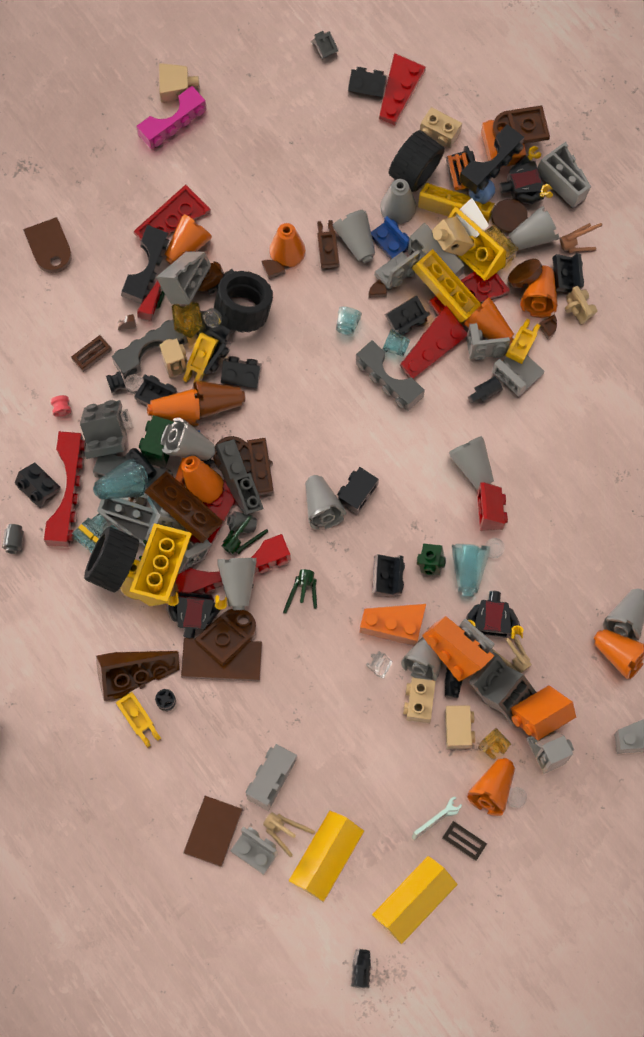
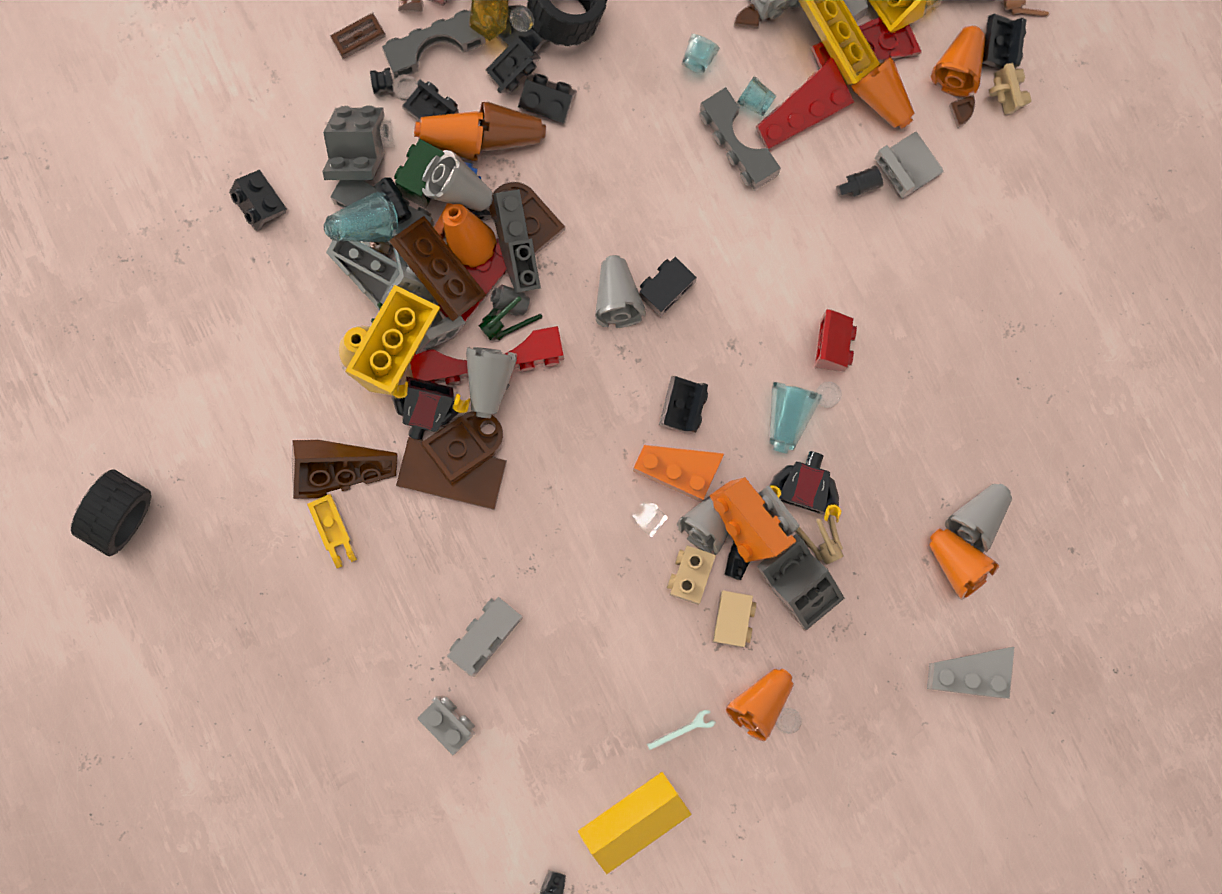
camera: 10 degrees right, 10 degrees up
(13, 538) = (214, 266): dark grey brick -> none
(59, 526) = (276, 260): red arch -> none
(60, 406) = (305, 100): coral wheel -> none
(90, 531) = (318, 286): clear light blue hips -> none
(111, 559) = (332, 321): black tyre -> none
(163, 697) = (367, 509): black wheel -> none
(173, 357) = (462, 62): tan brick -> none
(200, 357) = (497, 69): yellow hinge -> none
(213, 831) = (400, 689): reddish brown tile -> none
(260, 466) = (547, 229): reddish brown tile -> none
(274, 824) = (478, 696): tan plant -> none
(305, 581) = (576, 391): dark green plant -> none
(326, 855) = (535, 747): yellow slope -> none
(407, 315) = (779, 61): black bracket -> none
(431, 559) = (743, 395): dark green brick -> none
(450, 831) = (727, 778): dark brown tile -> none
(473, 461) = (825, 277): light grey cone -> none
(481, 348) = (865, 126): light grey bracket -> none
(496, 742) = (774, 648): clear yellow hinge -> none
(522, 342) = (922, 127): yellow hinge -> none
(525, 272) = (947, 32): reddish brown tile -> none
(543, 712) = (843, 623): orange brick -> none
(551, 750) = (842, 669): light grey wedge -> none

